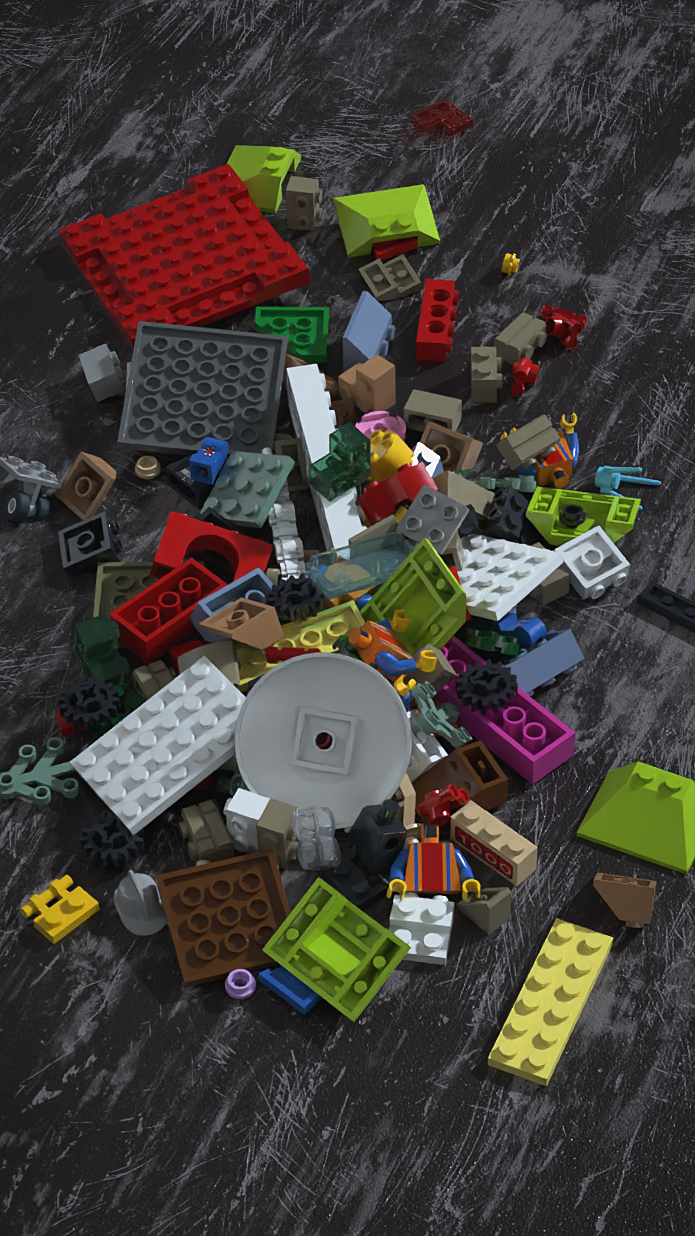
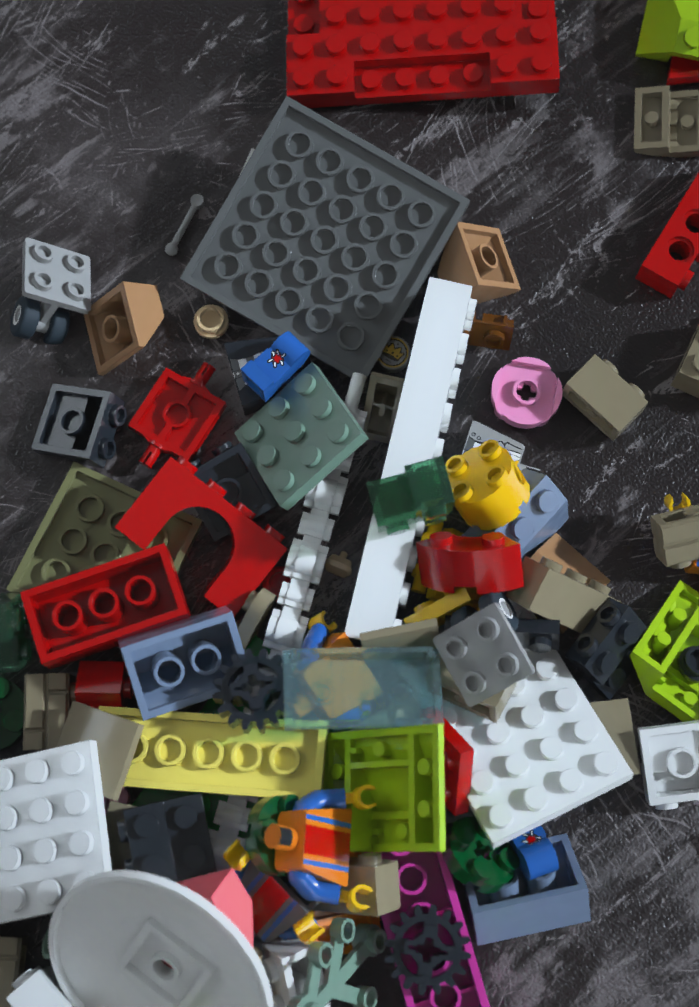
camera: 25 degrees right, 30 degrees up
(99, 417) = (197, 202): none -> light grey hinge
(102, 373) = (225, 136): light grey brick -> none
(149, 517) = (177, 415): none -> red plate
(246, 623) = (156, 714): medium nougat slope -> none
(274, 655) = (205, 783): red axle -> none
(304, 327) = (505, 165): green plate -> none
(367, 332) = (583, 227): sand blue slope -> none
(369, 385) = (545, 312): medium nougat brick -> none
(454, 448) = (590, 474): medium nougat slope -> none
(492, 479) = (572, 545): sand green plant -> none

